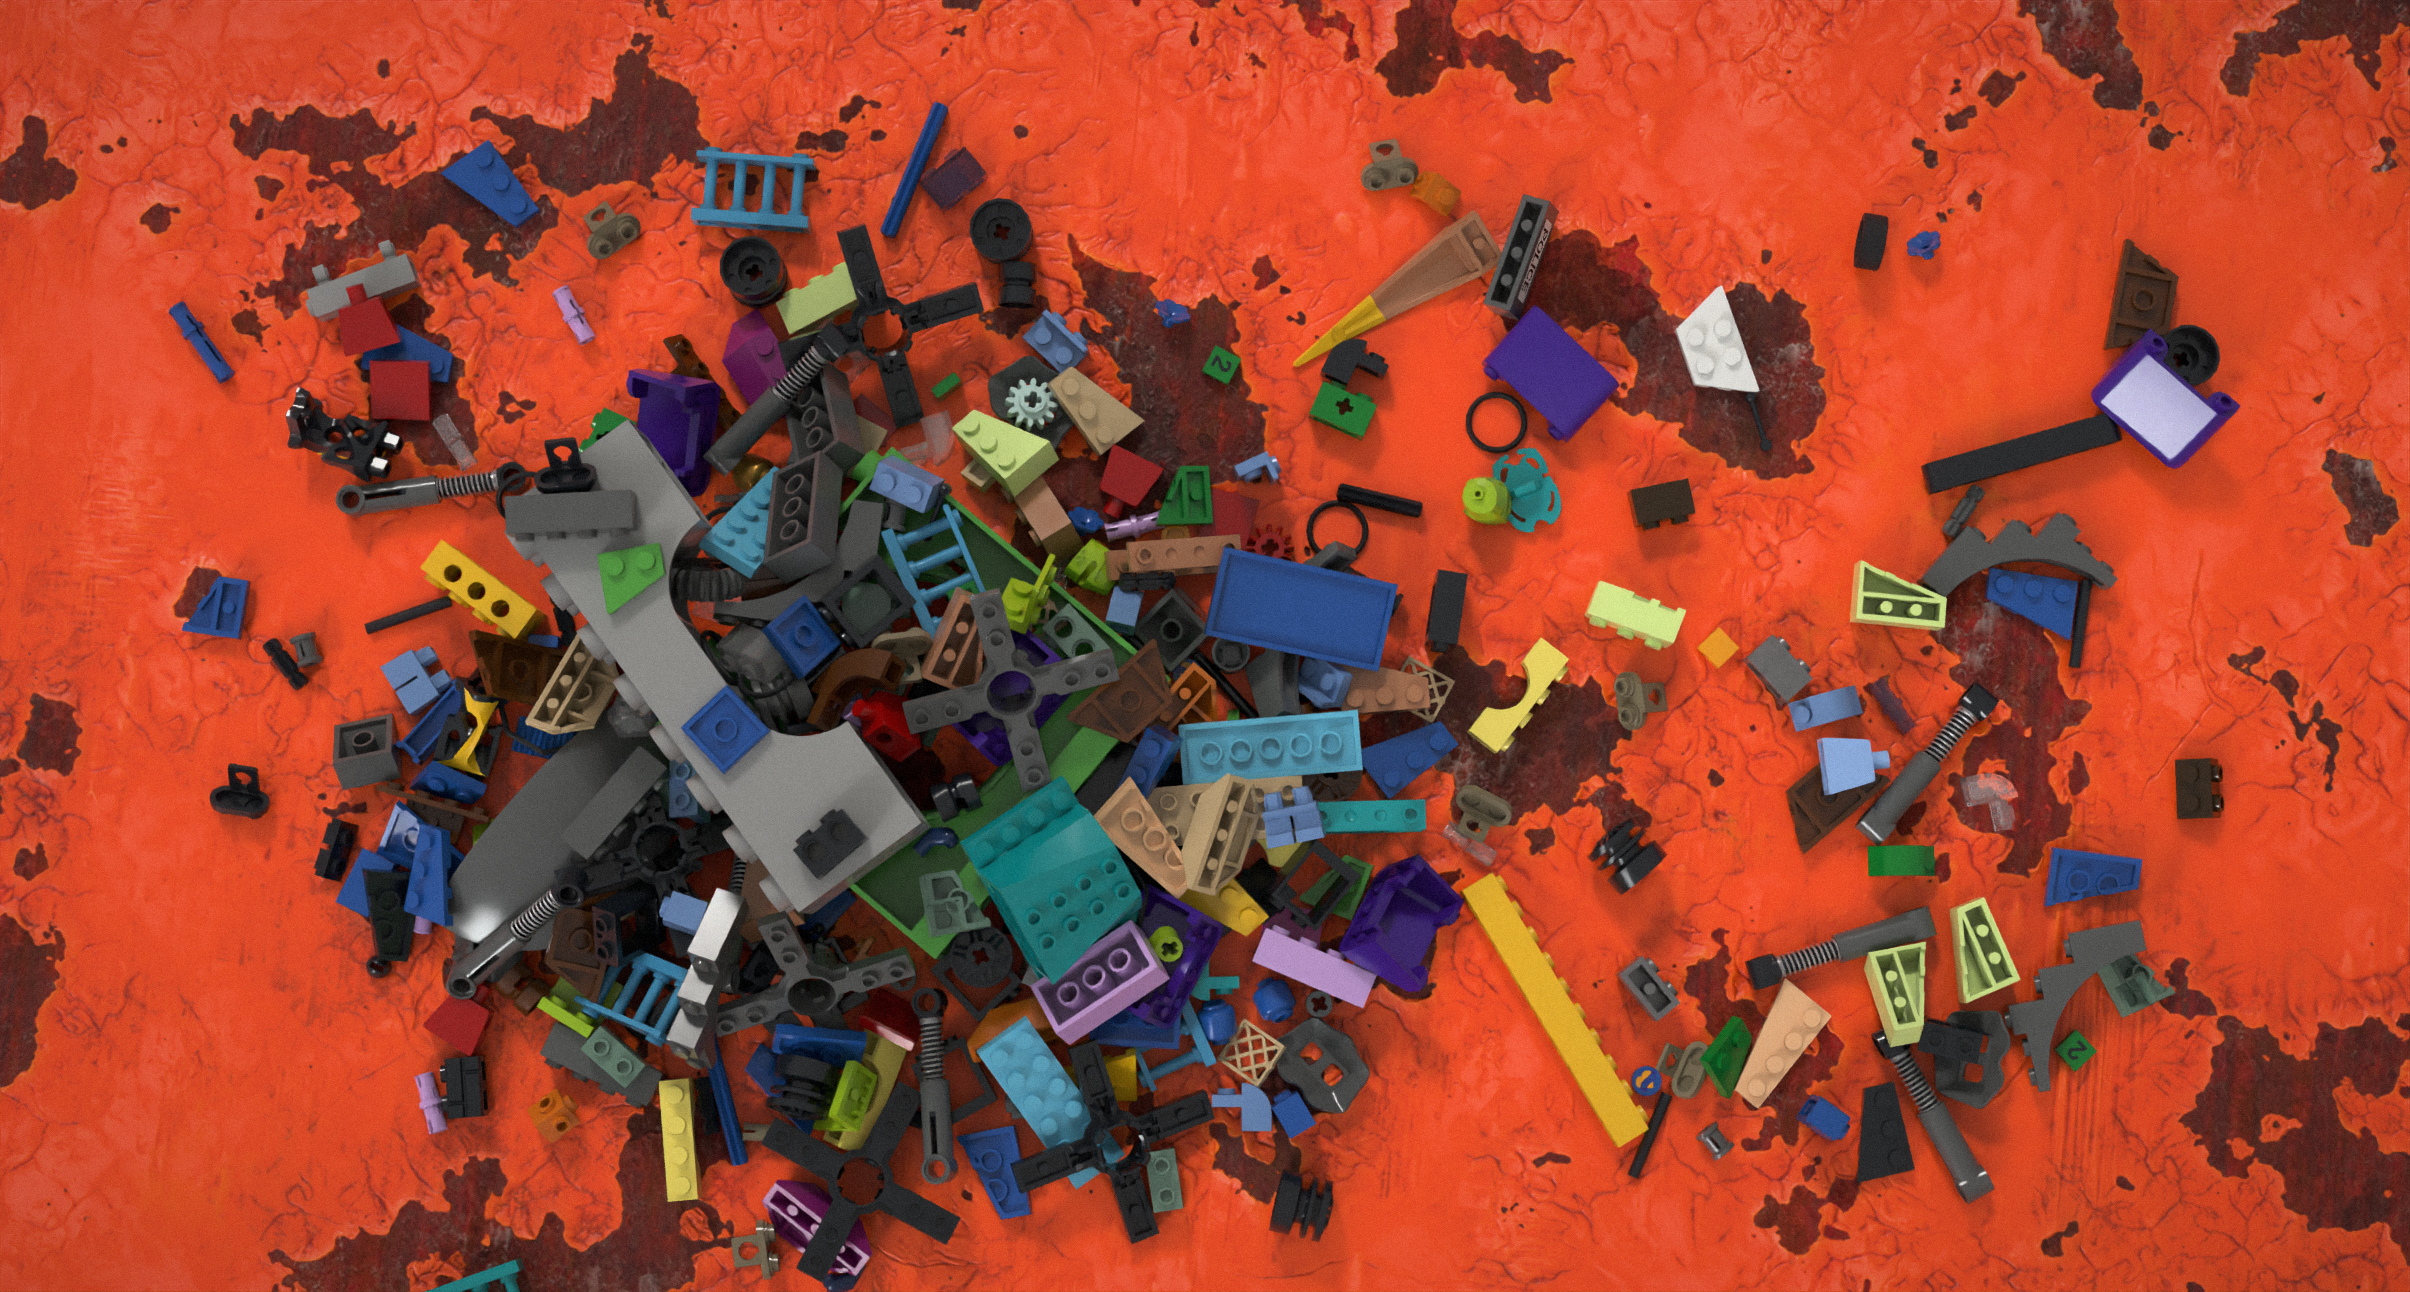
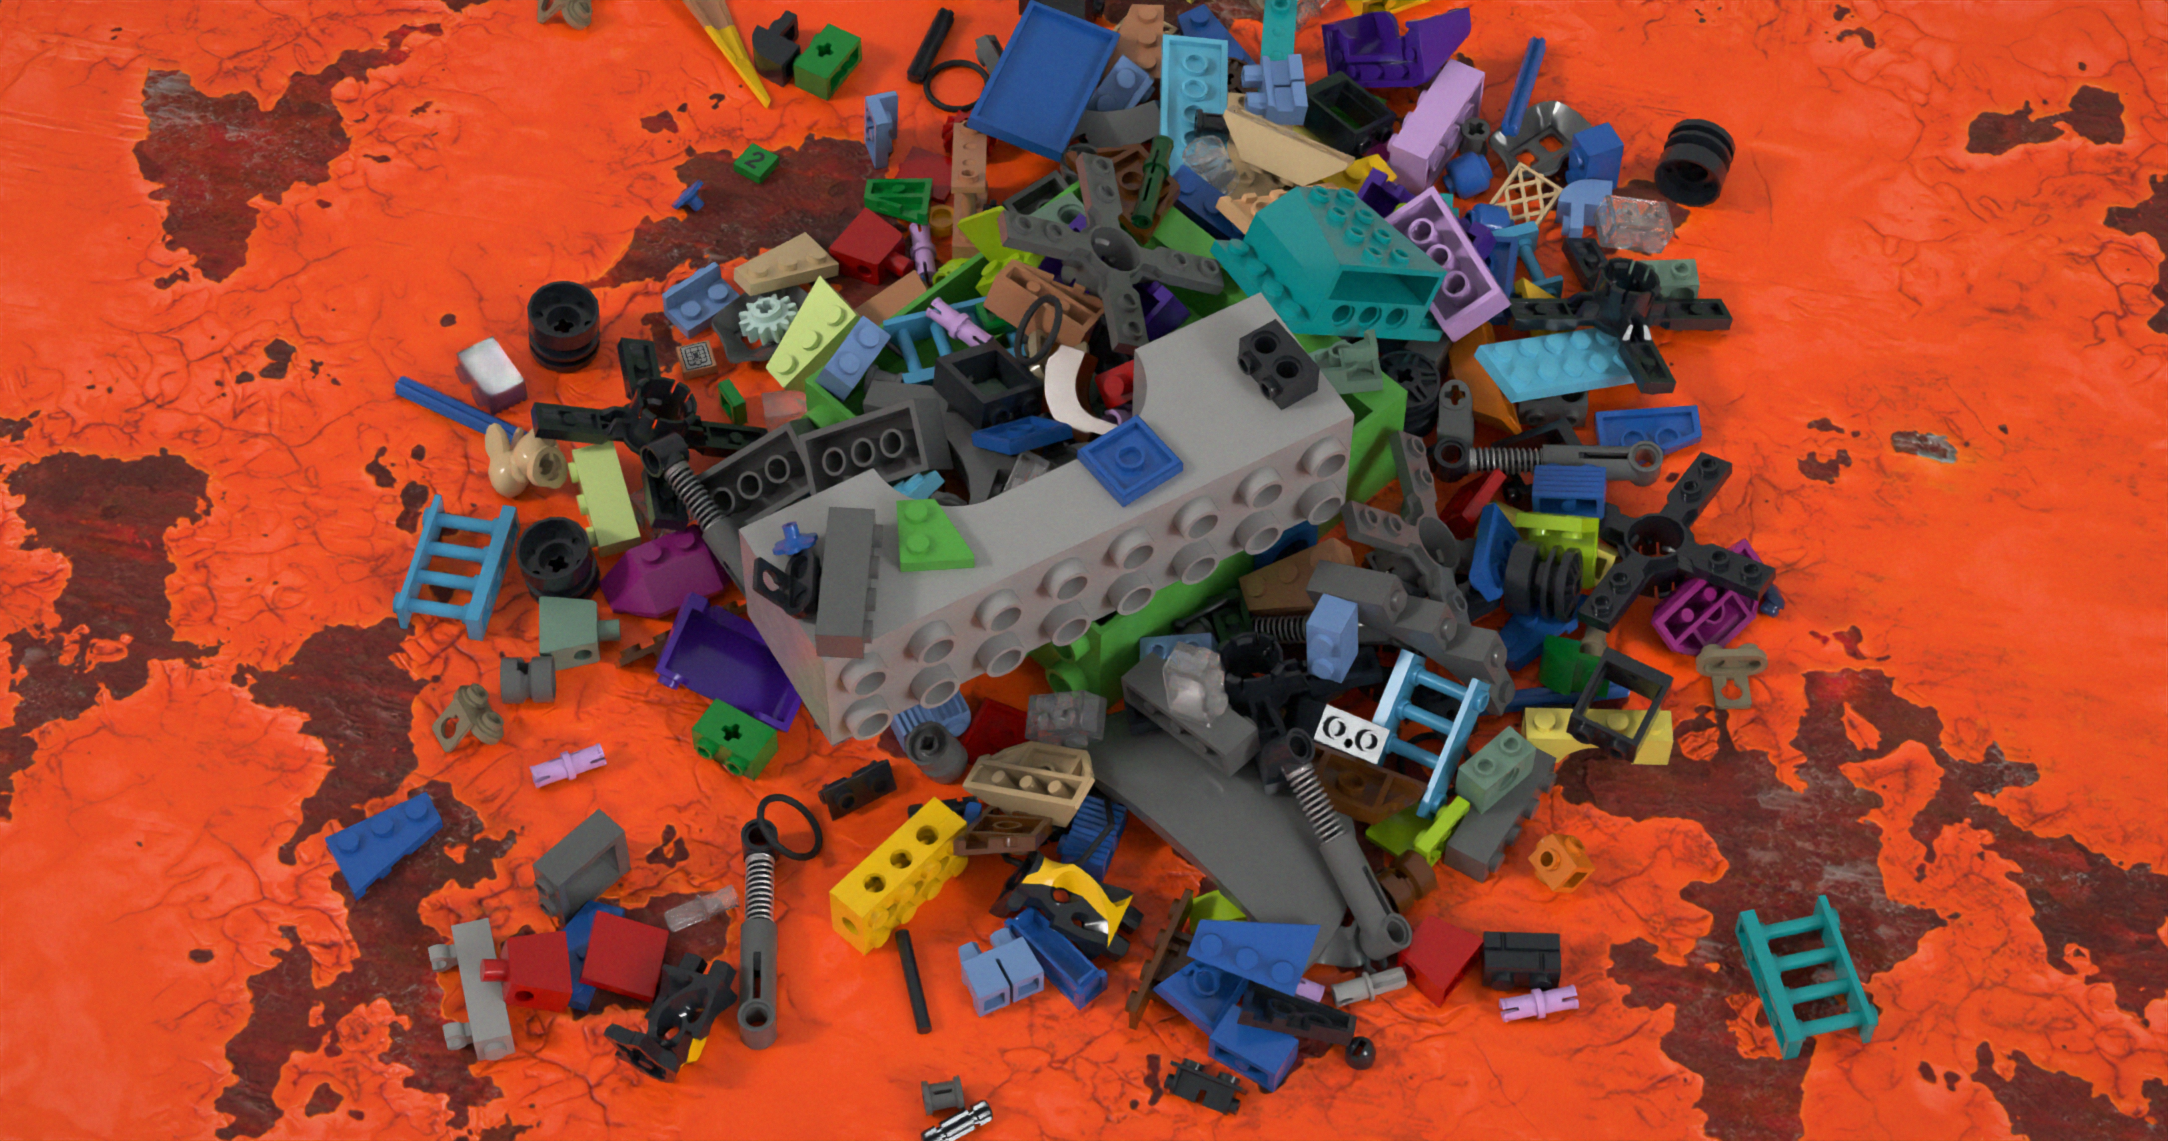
camera: 80 degrees left, 30 degrees down
(366, 752) = (1084, 1034): dark grey slope -> none
(433, 967) = (1368, 986): none -> light grey axle
(448, 784) = (1134, 942): blue wing -> none
(467, 342) = (581, 866): none -> dark grey window
(605, 806) = (1194, 684): none -> clear brick
(606, 467) = (794, 540): none -> blue plant
(646, 279) = (528, 679): none -> dark grey wheel
(698, 295) = (573, 631): none -> sand green torso
(706, 1168) = (1632, 676): none -> black window
(733, 1109) = (1565, 668): none -> green brick
(850, 213) = (523, 461): none -> tan animal
(896, 1105) = (1570, 490): none -> blue brick
(911, 652) = (1052, 336): none -> black tyre
(942, 570) = (959, 325): none -> lavender pin
(970, 1003) = (1455, 419): none -> dark grey piece
(996, 349) = (696, 359): none -> tile
(1017, 287) = (626, 322): black wheel -> none
(1123, 718) = (1155, 171): none -> dark green pin
(1186, 768) = (1211, 161): none -> clear wheel
(1227, 1152) = (1633, 224): none -> clear brick
(1249, 763) = (1210, 124): none -> black bush
(1381, 1045) = (1523, 86): none -> blue axle

